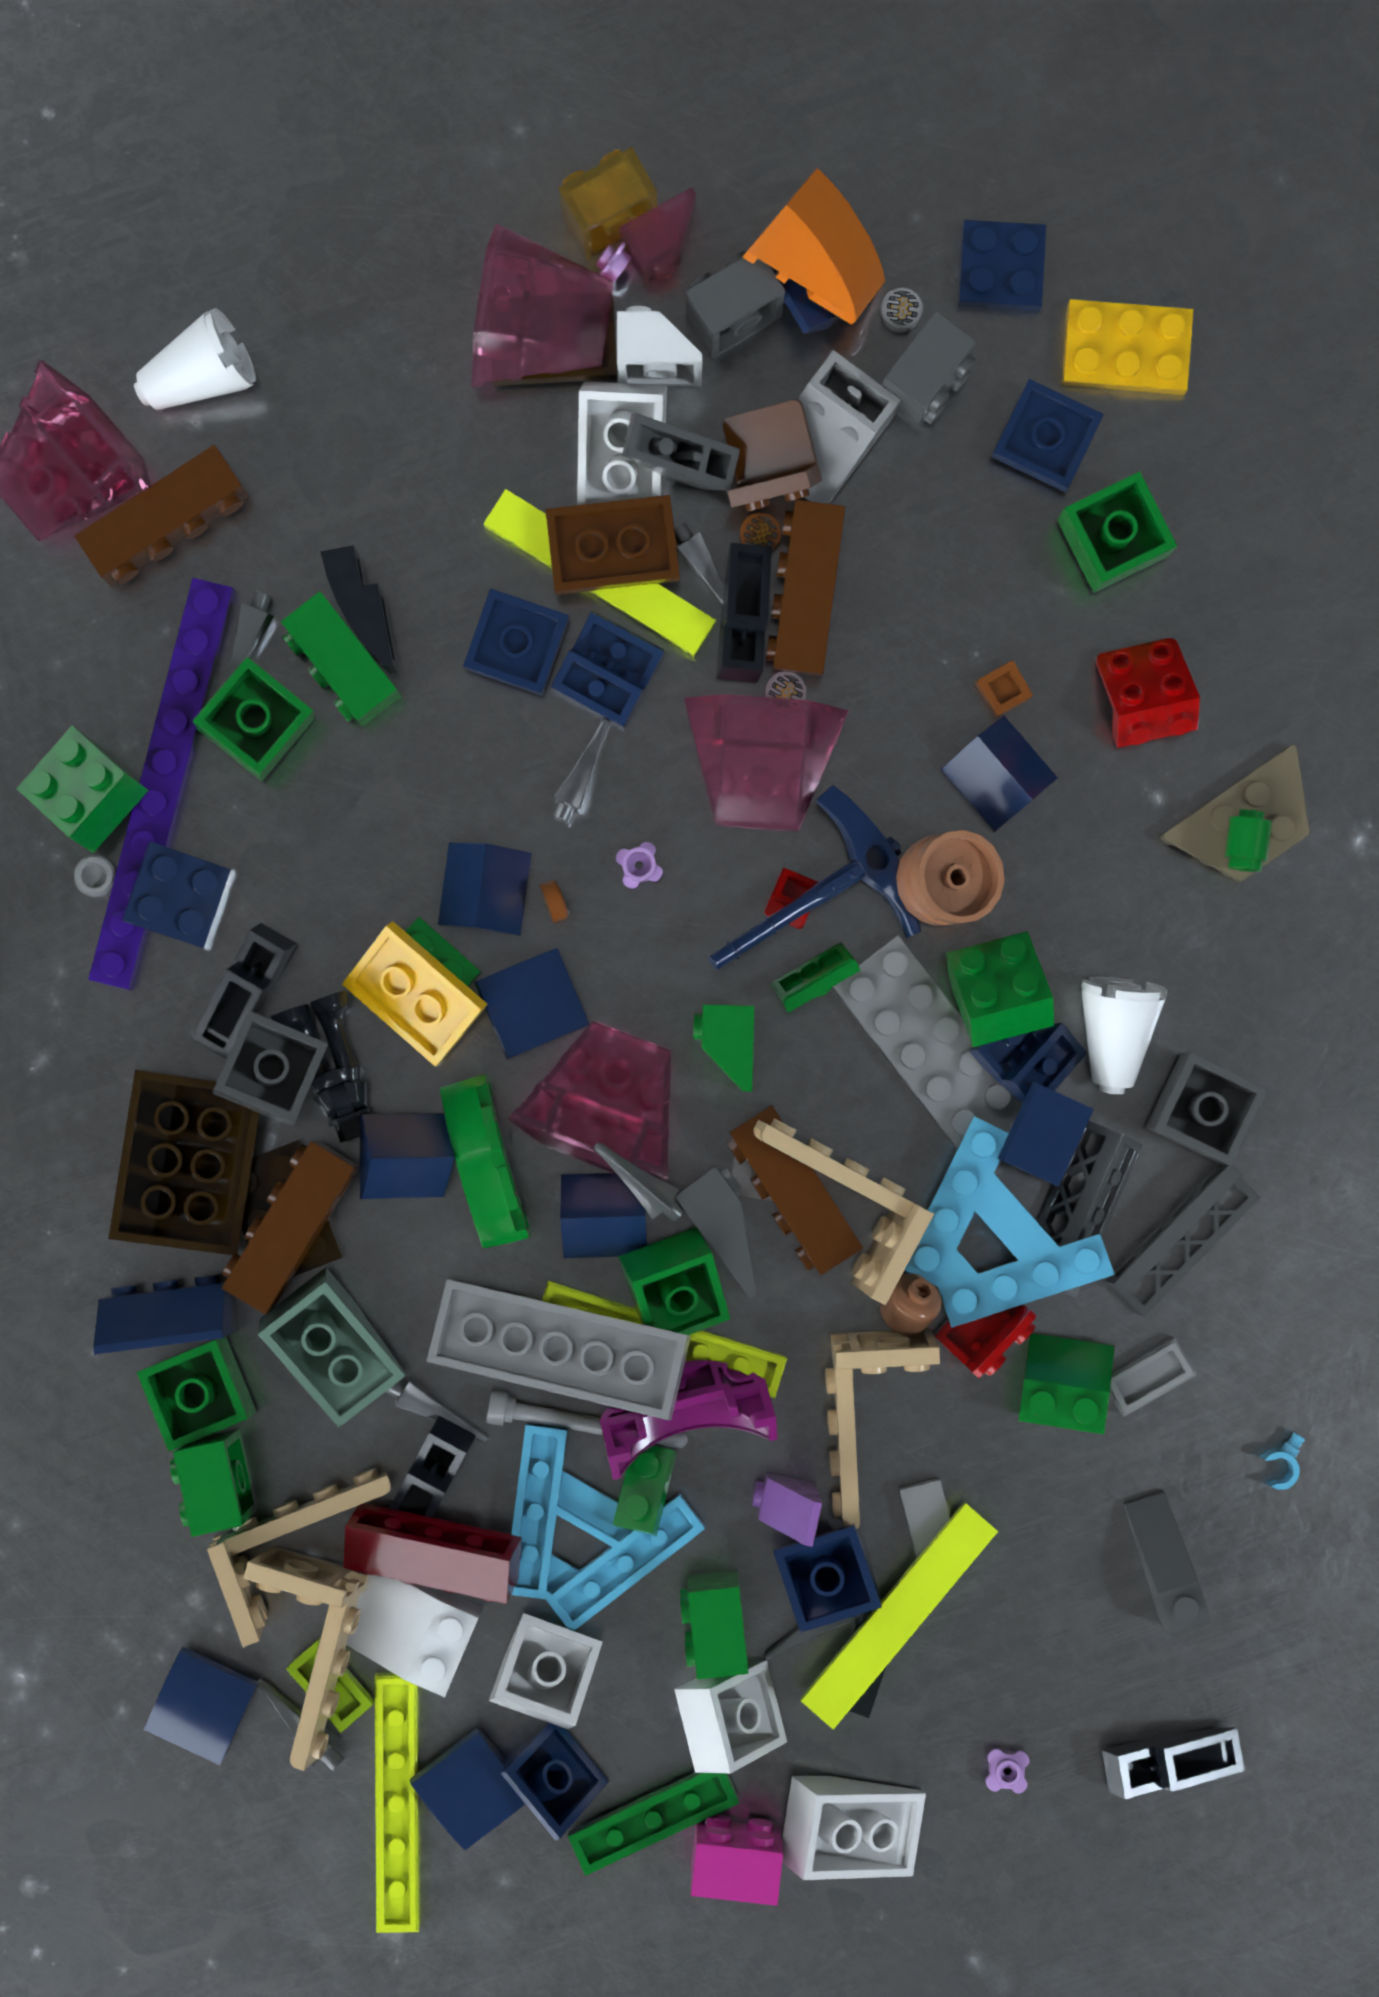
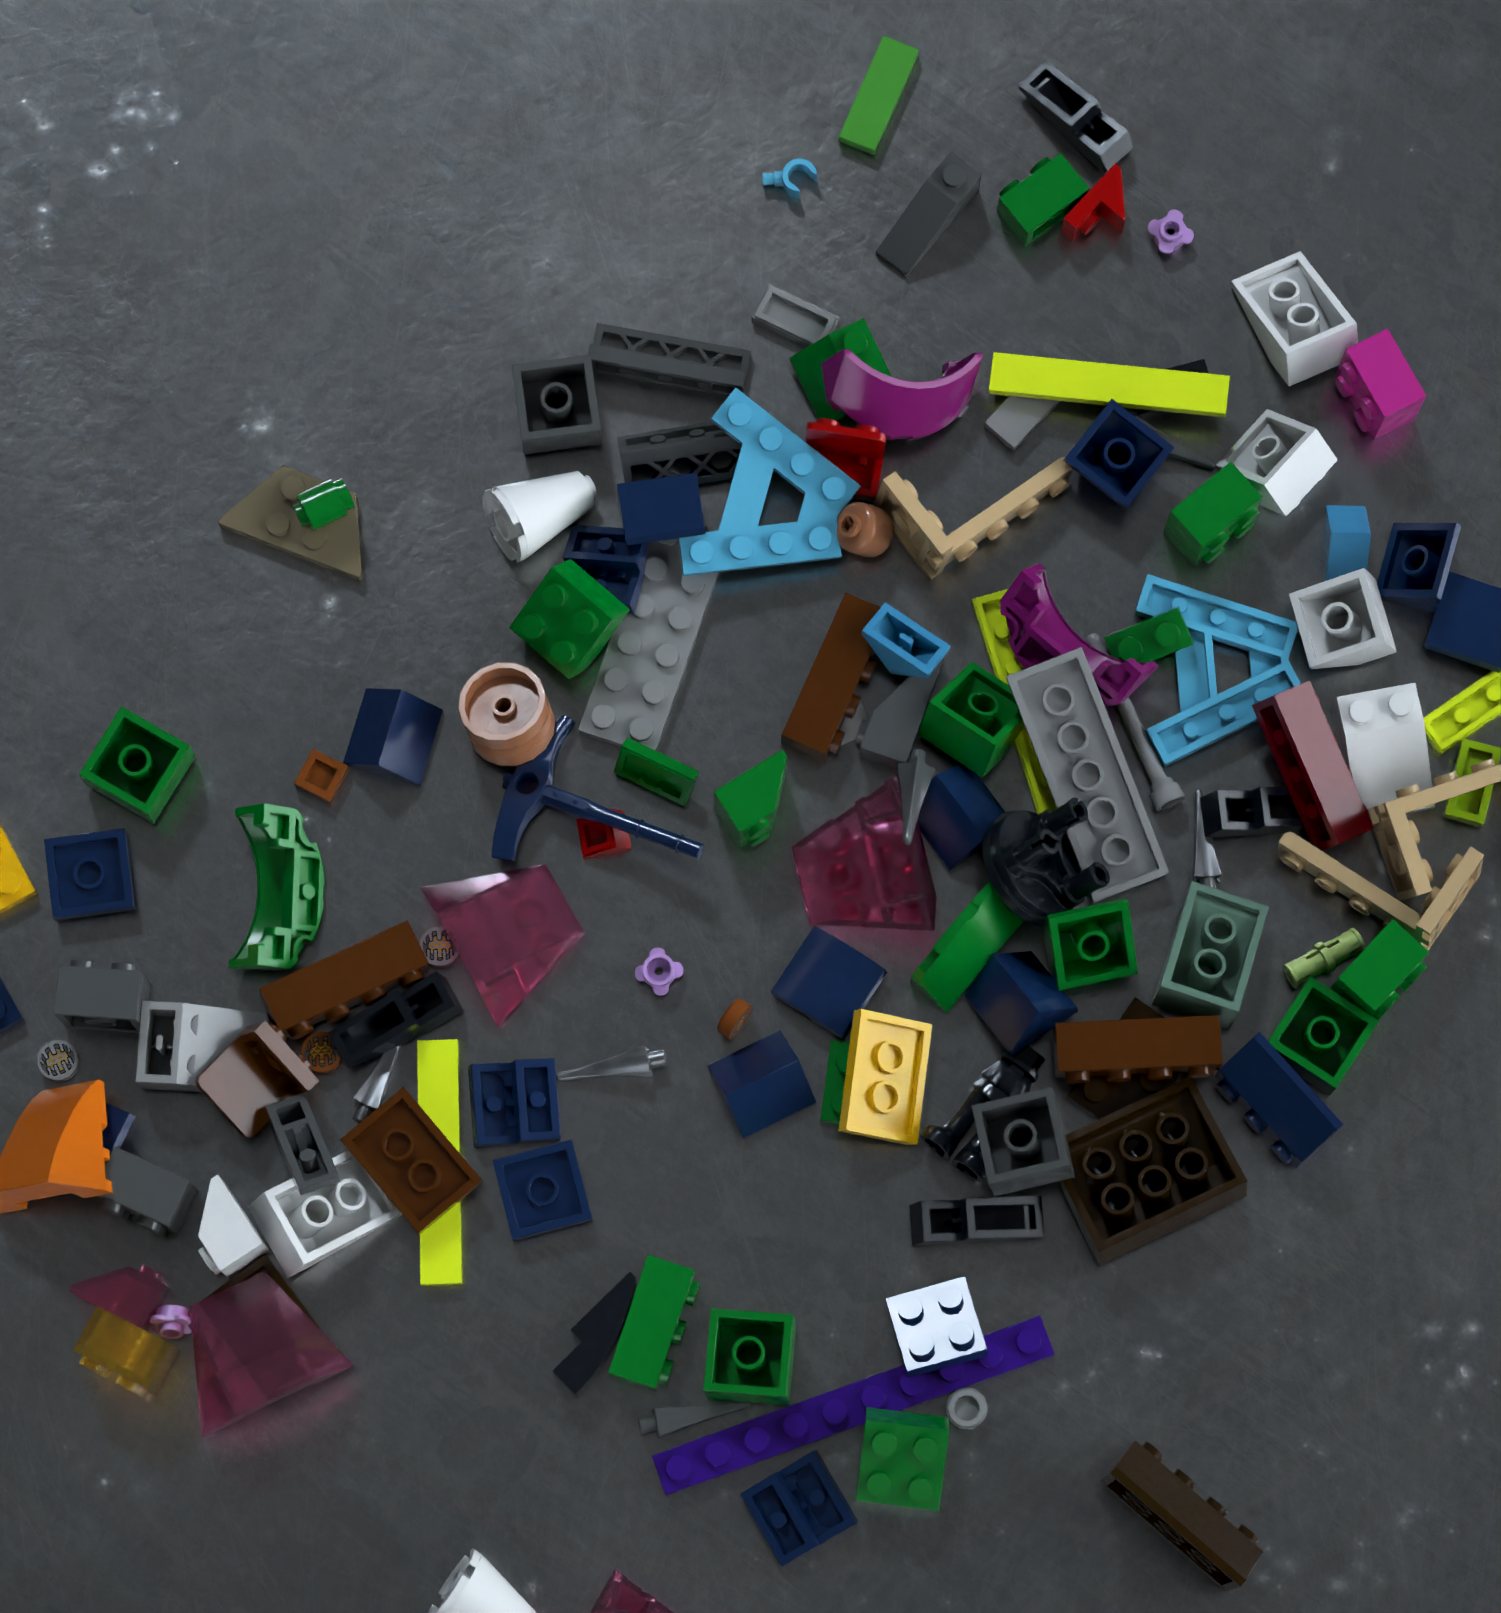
camera: 125 degrees left, 10 degrees down
(108, 682) = (799, 1508): none -> dark blue slope
(162, 516) = (642, 1557): reddish brown brick -> none
(266, 1445) = (1324, 957): none -> yellowish green pin
(403, 1246) = (1090, 944): none -> green slope
(507, 1248) = (1035, 864): none -> black piece
(617, 1726) = (1346, 540): none -> dark azure slope
(651, 1819) = (1397, 470): green plate -> none
(780, 1267) = (903, 644): none -> dark azure slope
(788, 1506) = (1083, 516): medium lavender slope -> none
(893, 1235) = (818, 574): tan bracket -> none
(919, 594) = (287, 888): none -> green windscreen
(1001, 1407) = (895, 405): none -> magenta windscreen
(1074, 1732) = (1103, 199): none -> red slope
(1115, 1675) = (1041, 198): none -> green brick
(1149, 692) = (248, 660): red bracket -> none
(1310, 1594) = (878, 95): none -> bright green tile

